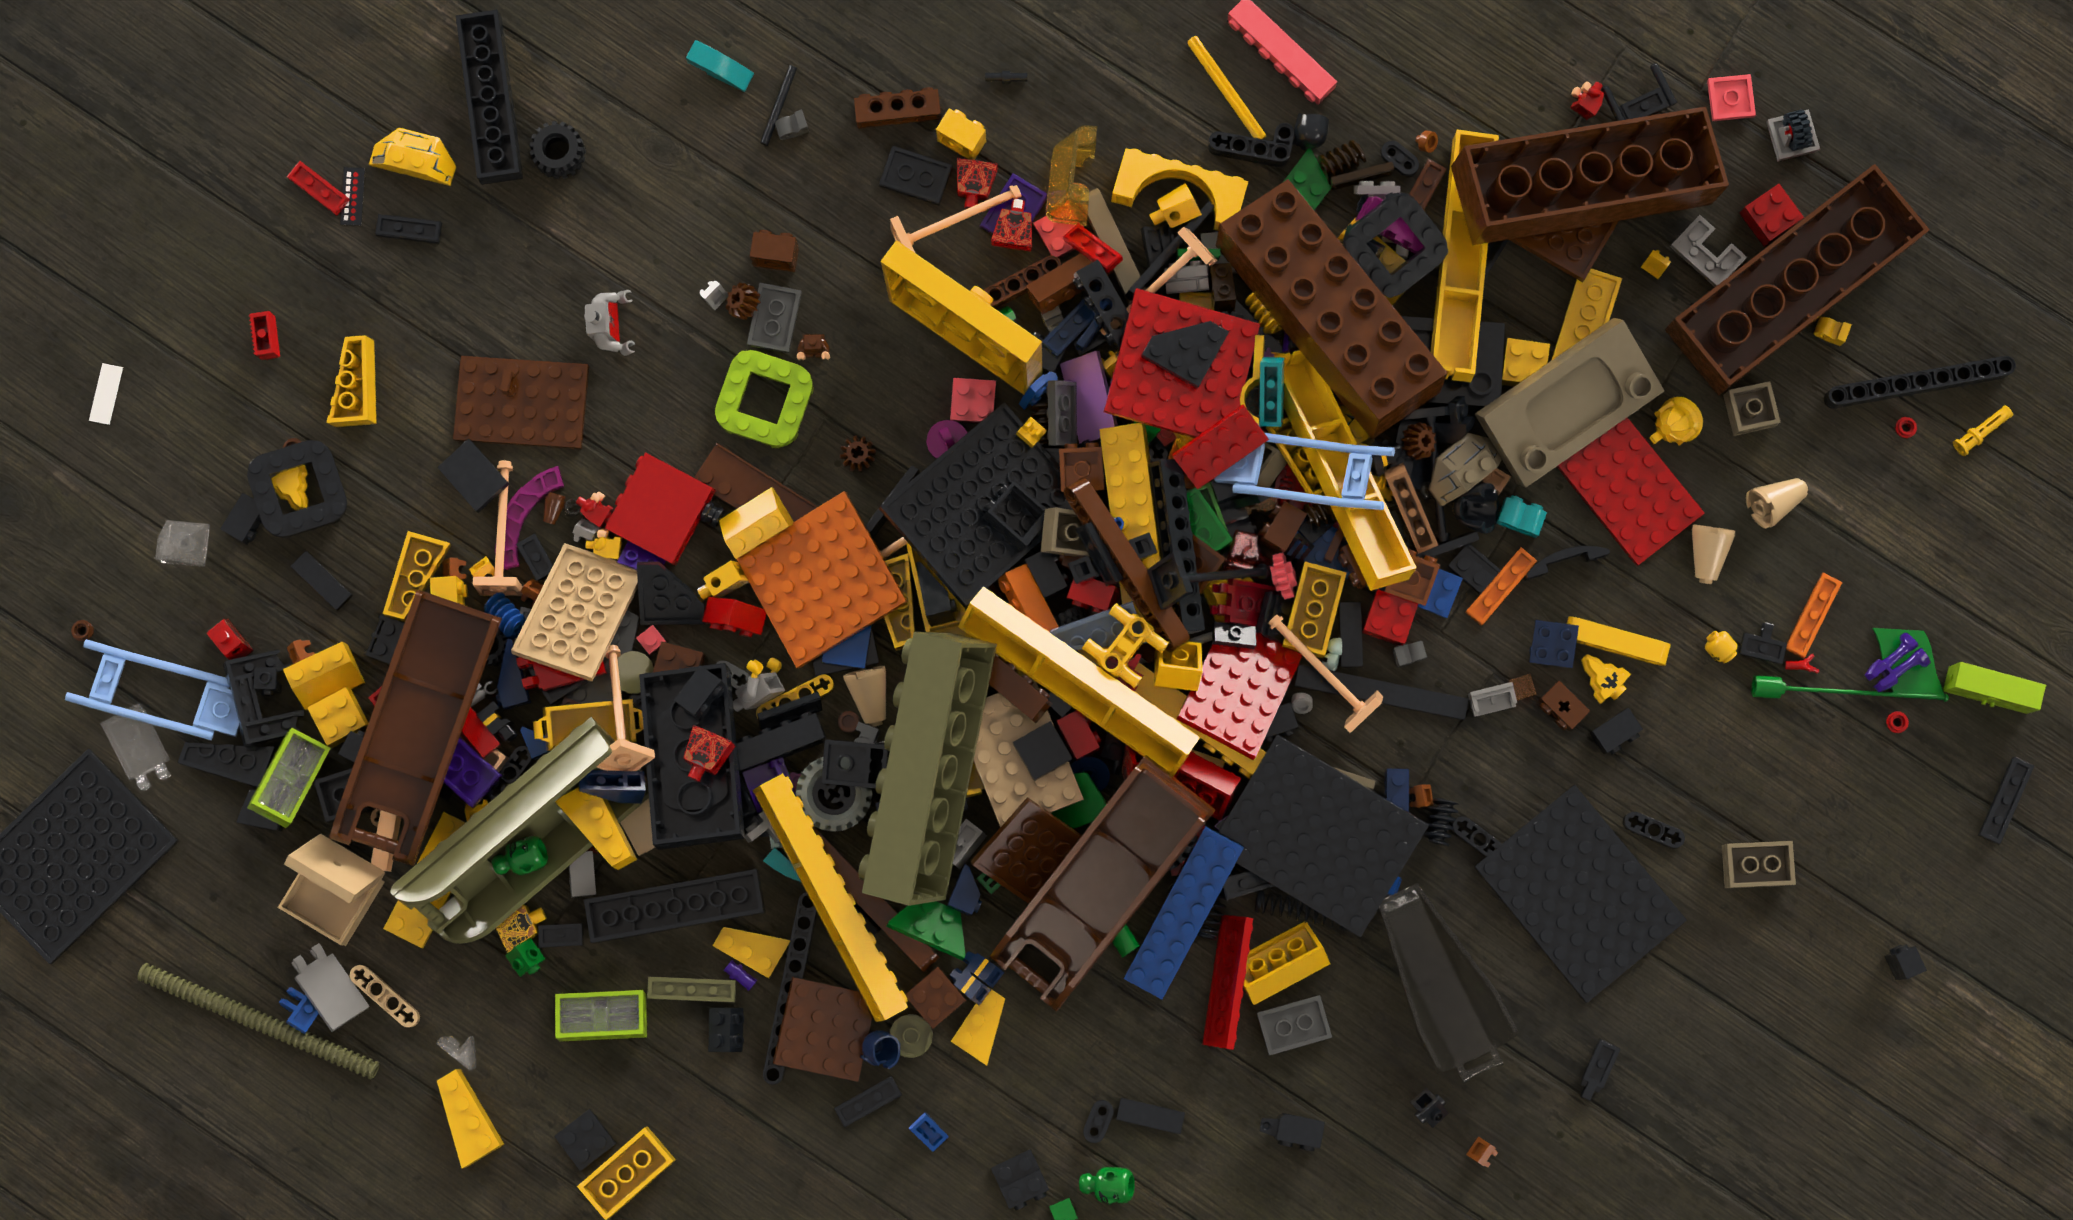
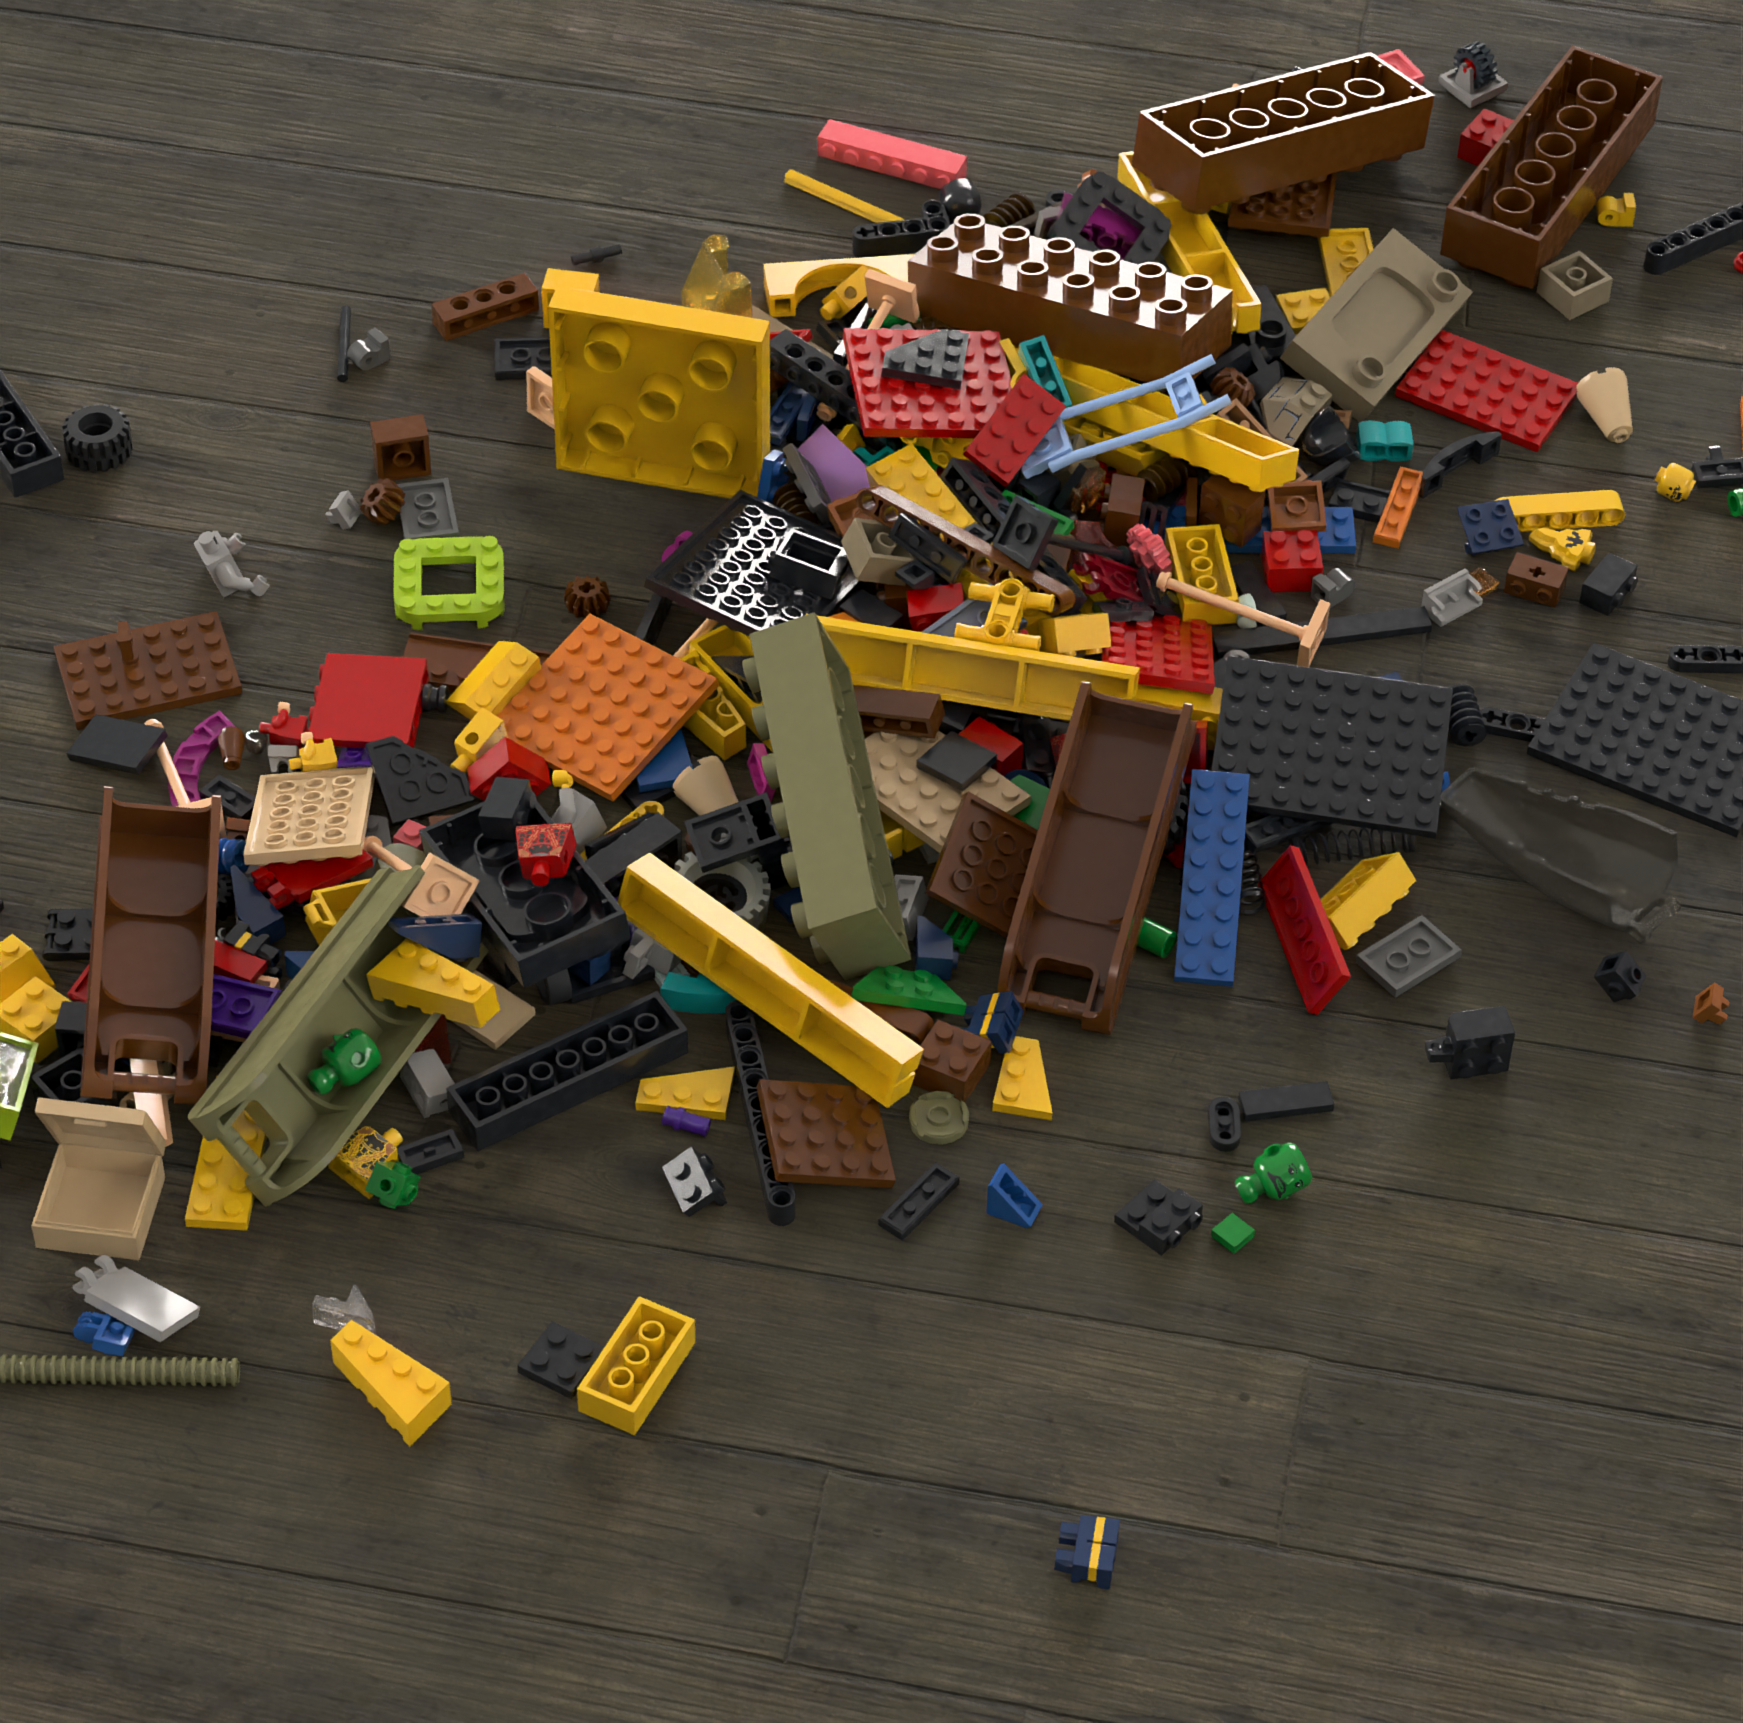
camera: 25 degrees left, 35 degrees down
(386, 994) = (218, 1287): tan beam -> none
(415, 567) = (76, 852): yellow wedge -> none
(600, 1015) = (523, 1211): clear brick -> none
(691, 989) = (628, 1154): olive plate -> none
(719, 66) = (258, 325): teal slope -> none
(812, 346) = (488, 518): reddish brown piece -> none
(881, 1048) = (908, 1129): dark blue helmet -> none
(972, 399) = (693, 513): coral plate -> none
(1031, 432) = (786, 504): yellow tile -> none
(1656, 264) = (1396, 209): yellow tile -> none
(1677, 421) = (1503, 319): yellow helmet -> none
(1690, 248) = (1424, 188): light grey plate -> none
(1775, 500) = (1647, 350): tan cone -> none

